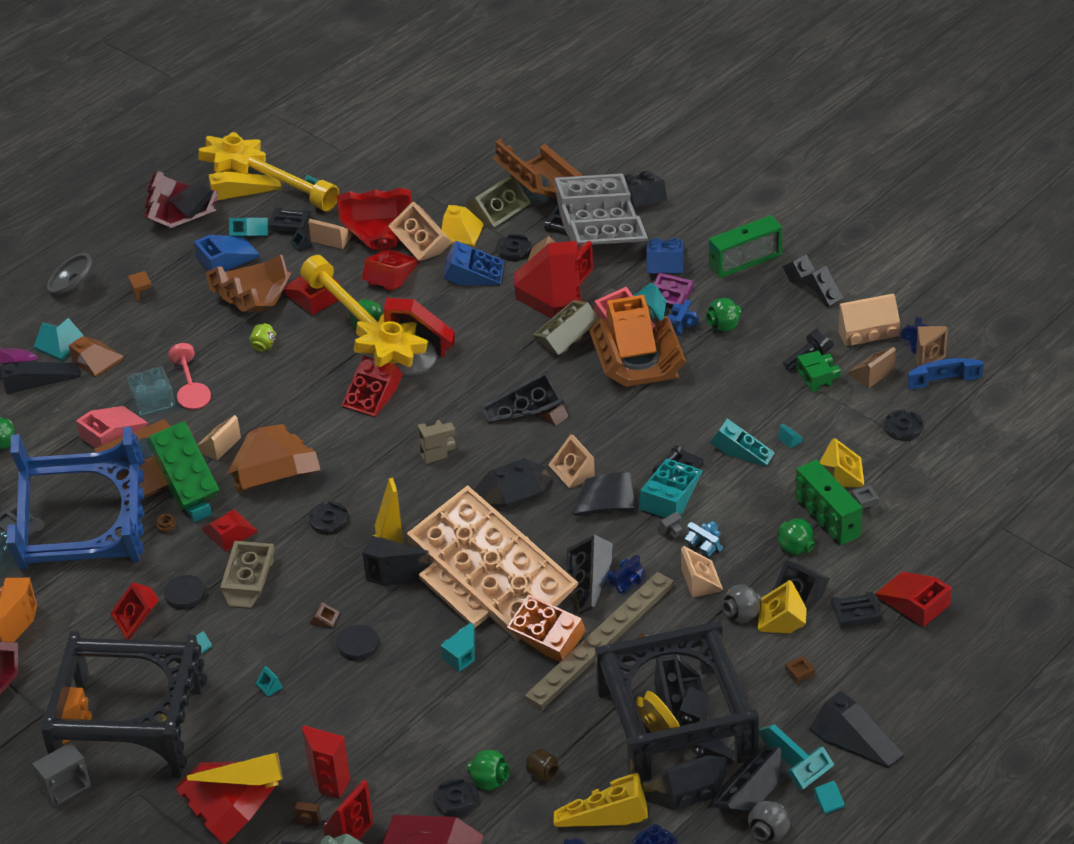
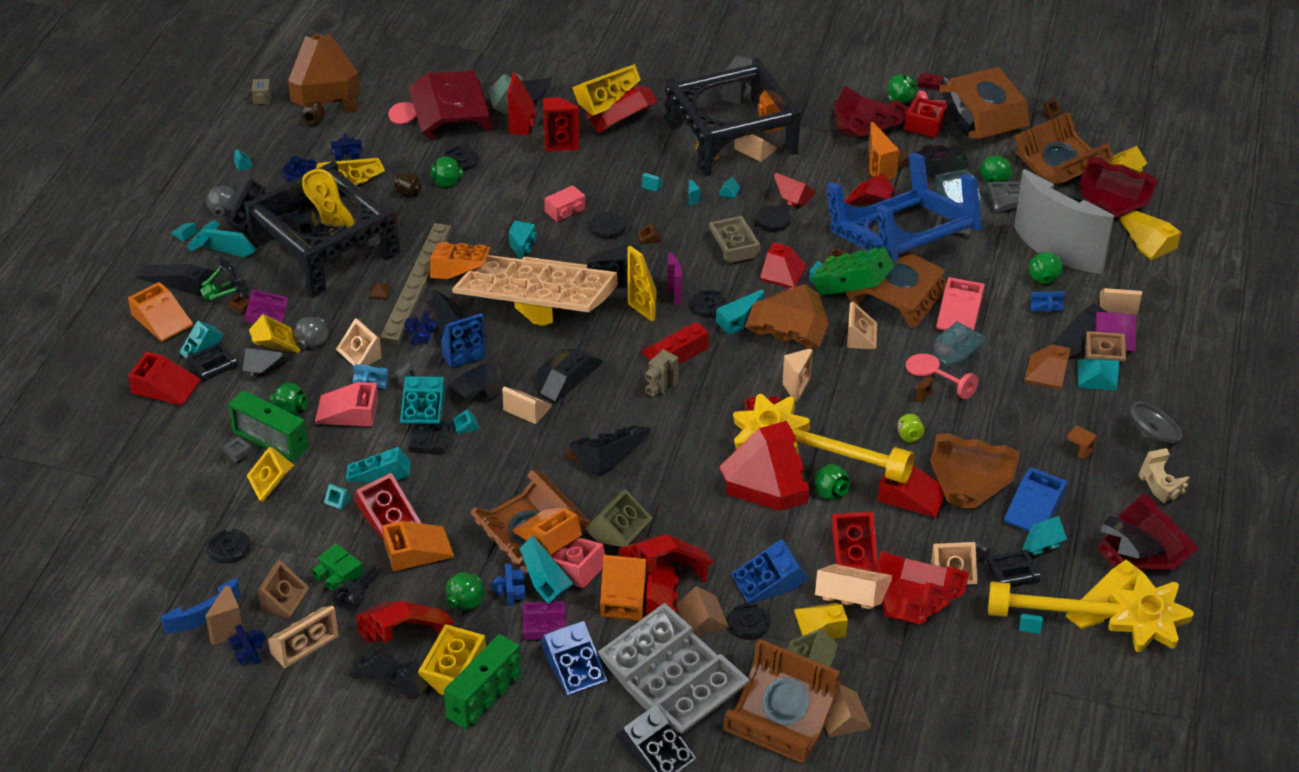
camera: 150 degrees right, 0 degrees up
(30, 407) = (1047, 301): none -> blue hips
(39, 341) = (1105, 346): none -> medium nougat slope
(68, 580) = (871, 191): none -> red slope
(116, 230) = (1154, 473): none -> tan tile
(119, 689) = (754, 147): none -> light nougat slope
(218, 366) = (924, 389): none -> reddish brown plate
(242, 643) = (693, 193): none -> teal slope
(310, 489) = (734, 315): none -> teal slope
(314, 401) = (797, 372): none -> light nougat slope
(348, 531) = (674, 279): none -> magenta slope
(385, 678) = (564, 203): none -> coral brick
(405, 469) = (682, 343): none -> red slope
(491, 173) = (846, 714): none -> medium nougat slope
(599, 271) = (623, 588): none -> orange slope
(599, 516) = (464, 341): none -> blue slope
(638, 470) = (465, 422): none -> teal slope
(741, 509) = (349, 405): none -> coral slope
(743, 367) = (415, 544): none -> orange slope
(753, 409) = (384, 503): none -> red slope
(756, 266) = (450, 655): none -> yellow slope
(777, 647) = (267, 304): none -> magenta slope
(787, 296) = (378, 621): none -> red panel
(808, 672) = (211, 290): none -> plant
(859, 631) = (200, 338): none -> teal slope
(895, 681) = (159, 312): none -> orange slope

